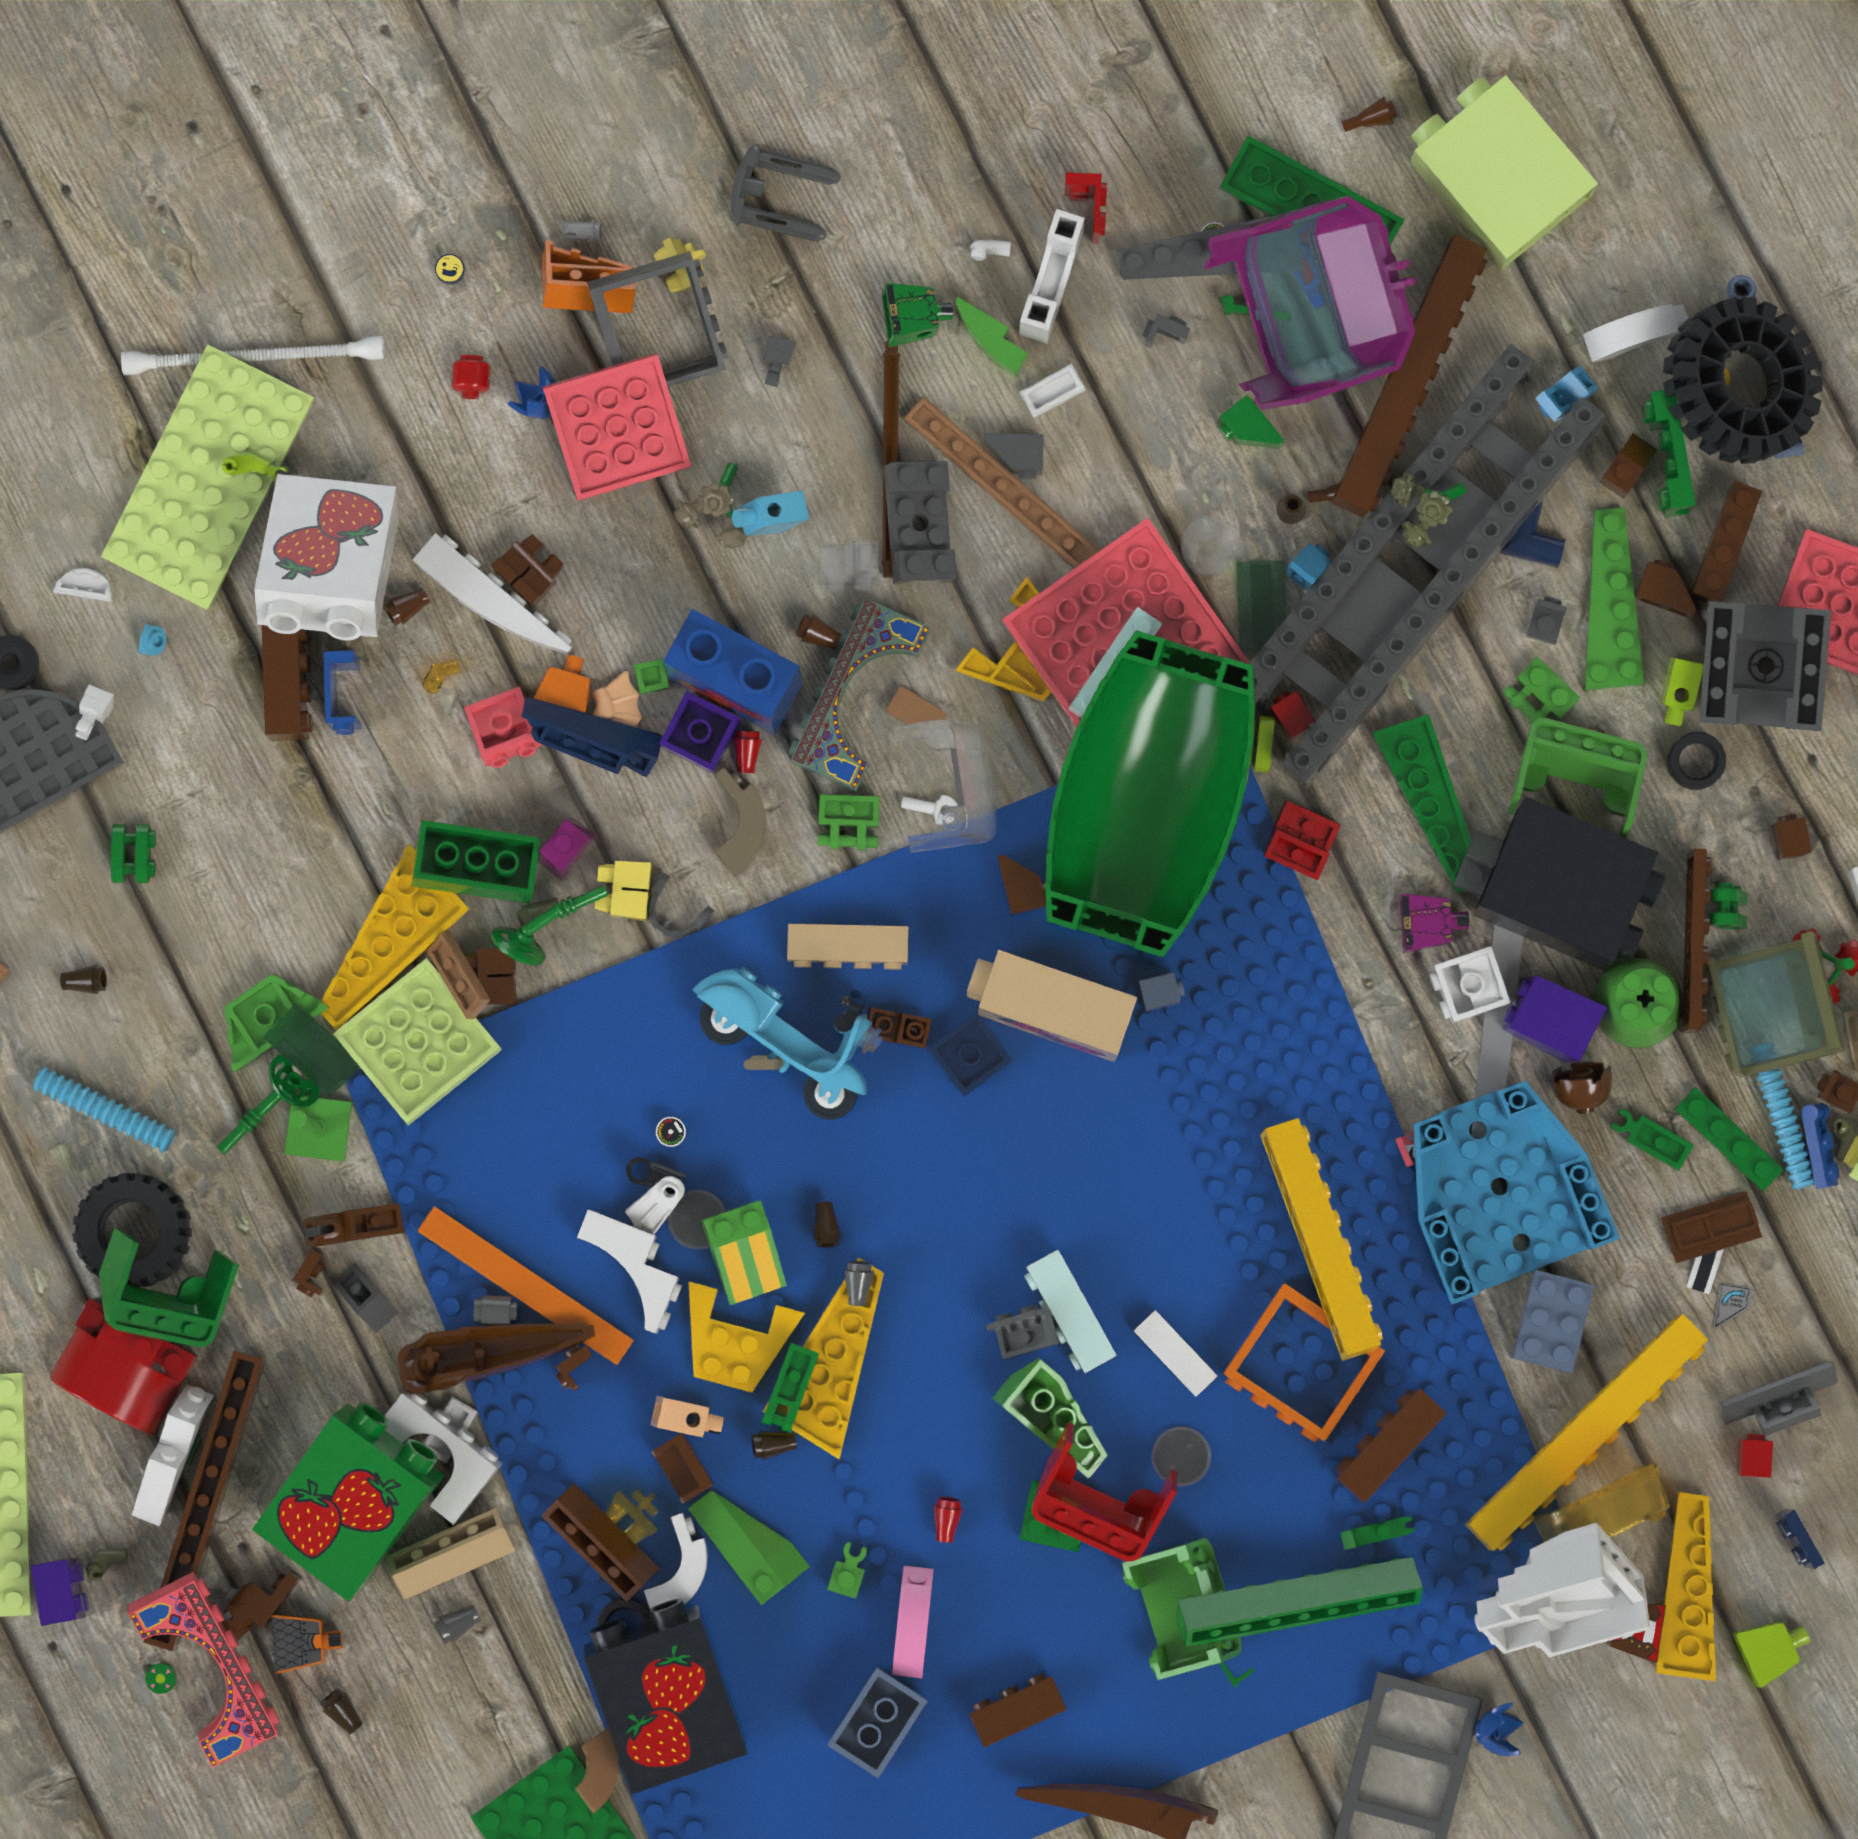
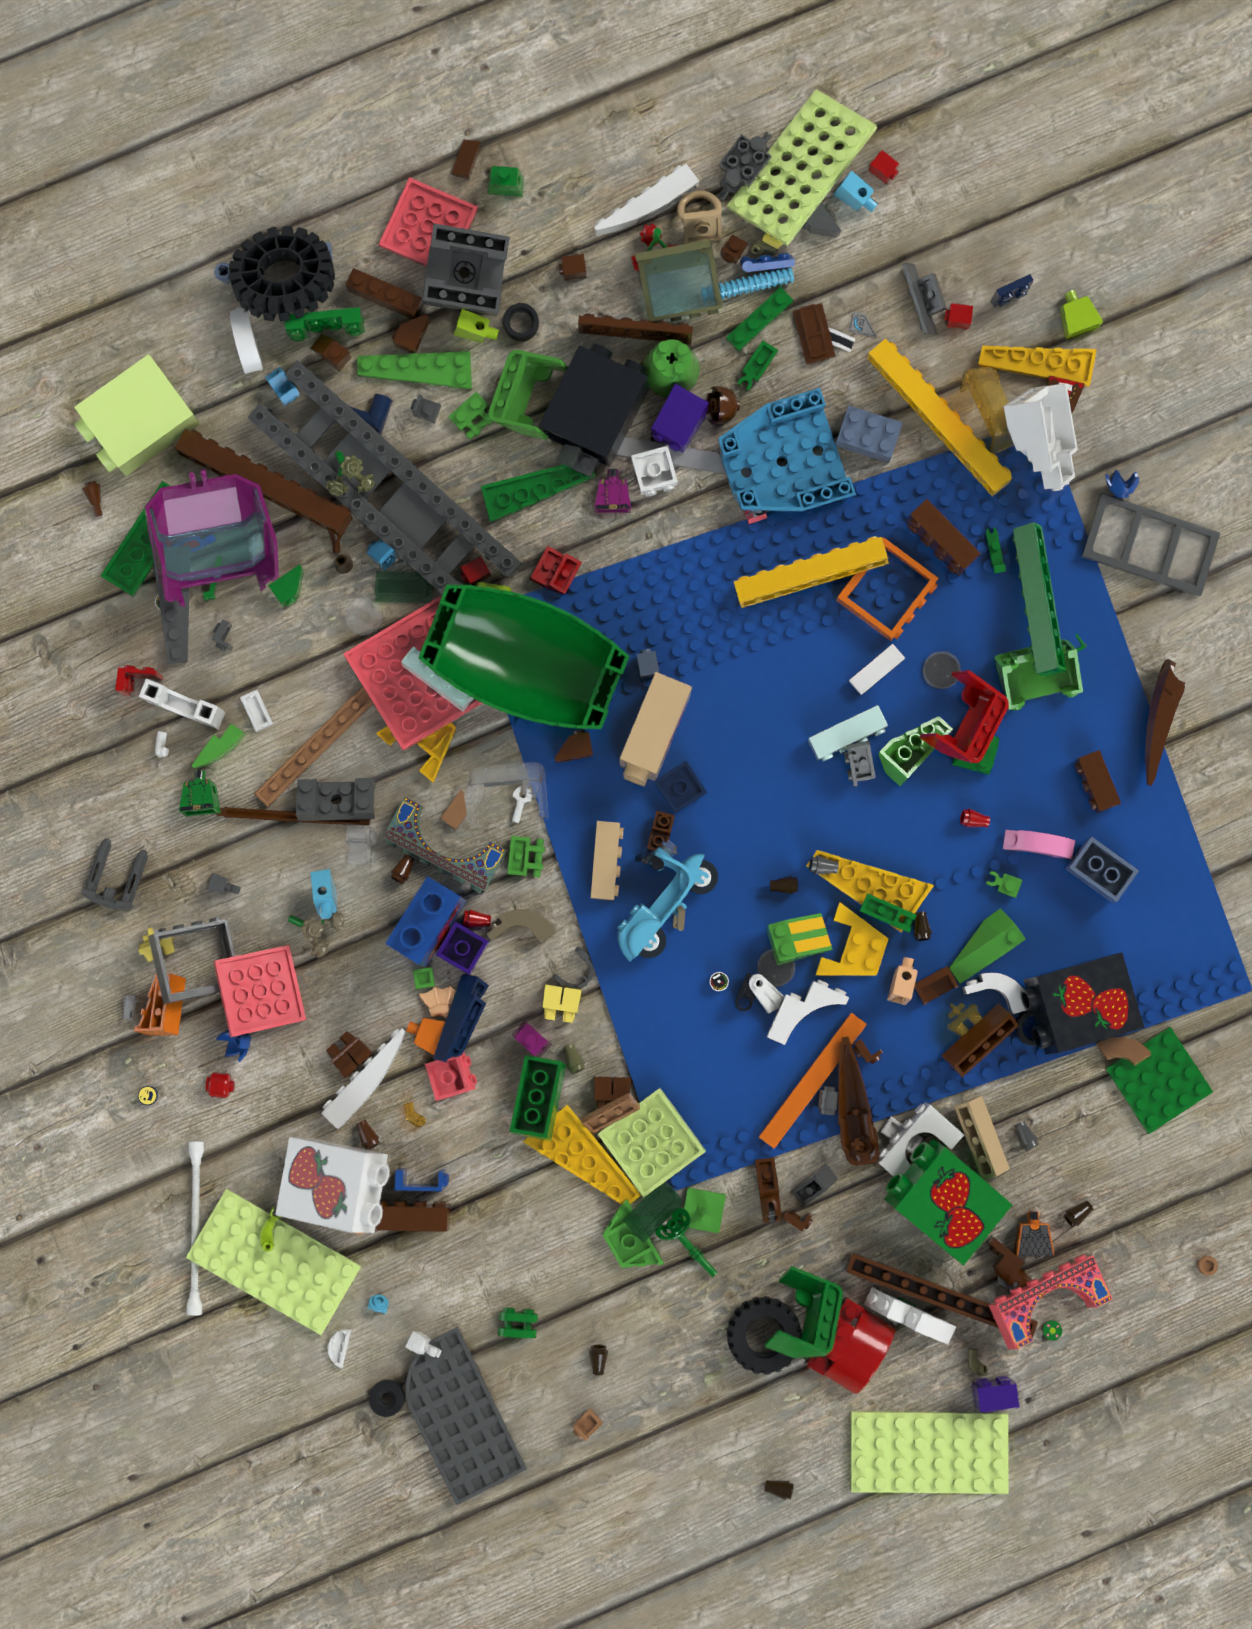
camera: 90 degrees left, 0 degrees up
(104, 1109) = (684, 1348): medium azure piece -> none
(522, 938) = (589, 1070): green dish -> none
(1018, 452) = (295, 734): dark grey slope -> none
(1728, 899) = (609, 307): green brick -> none

